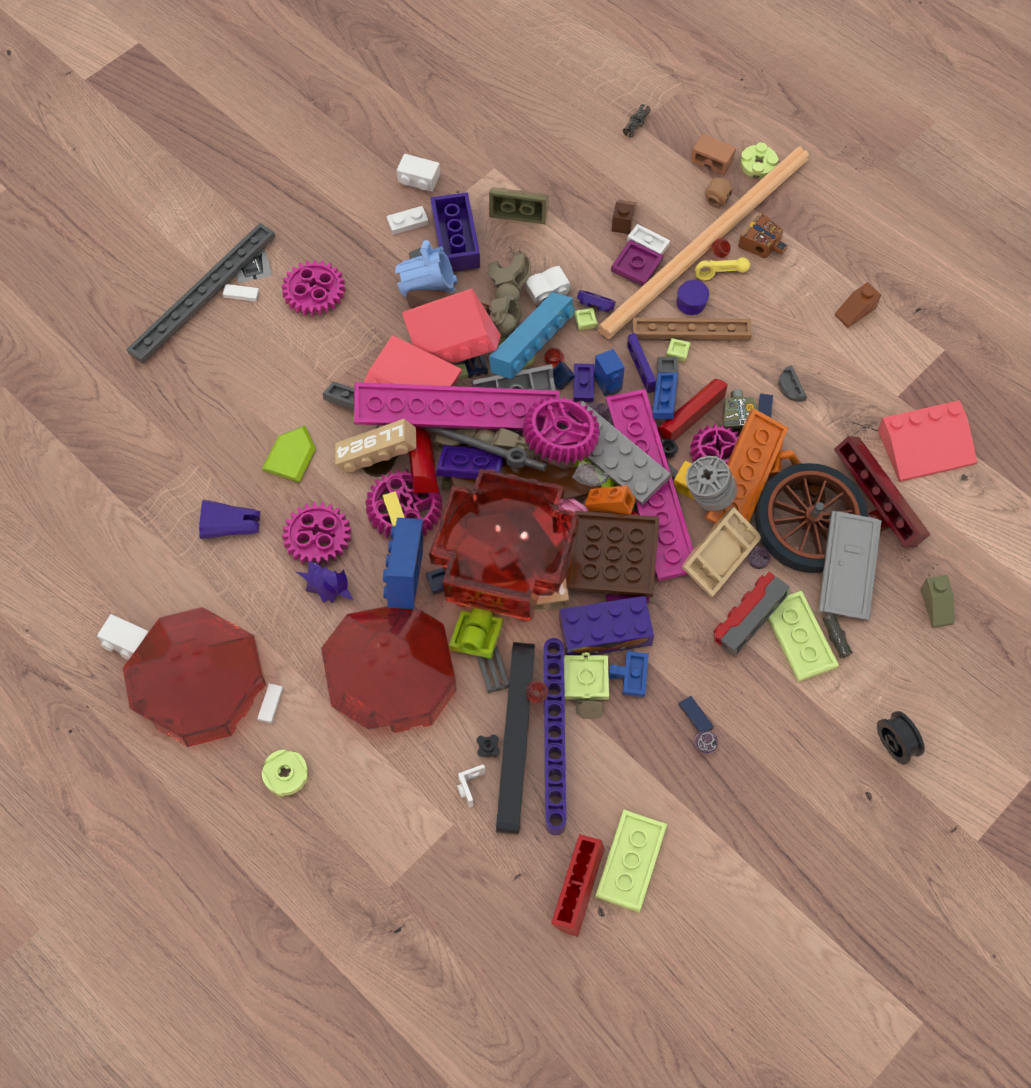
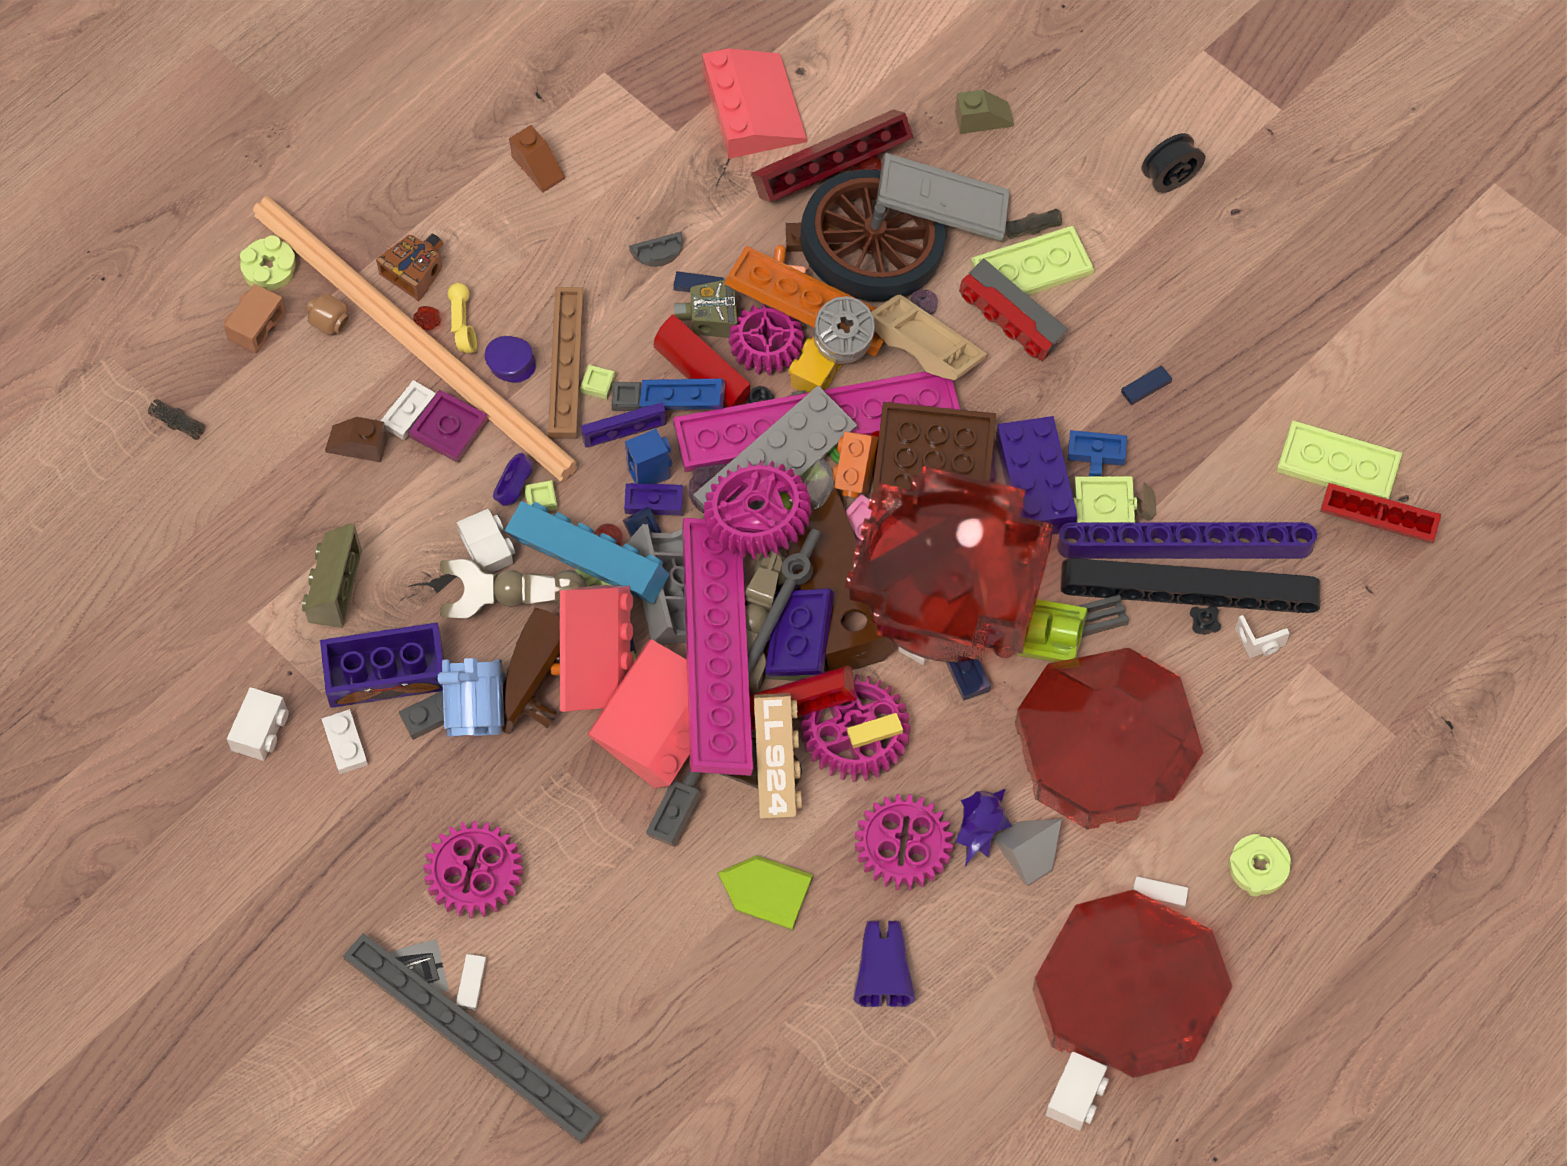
camera: 90 degrees left, 0 degrees up
(306, 613) = (1030, 847): none -> light grey slope
(403, 563) = (965, 707): blue brick -> none
(541, 687) = (1138, 545): clear red plate -> none
(706, 742) = (1183, 373): clear purple tile -> none

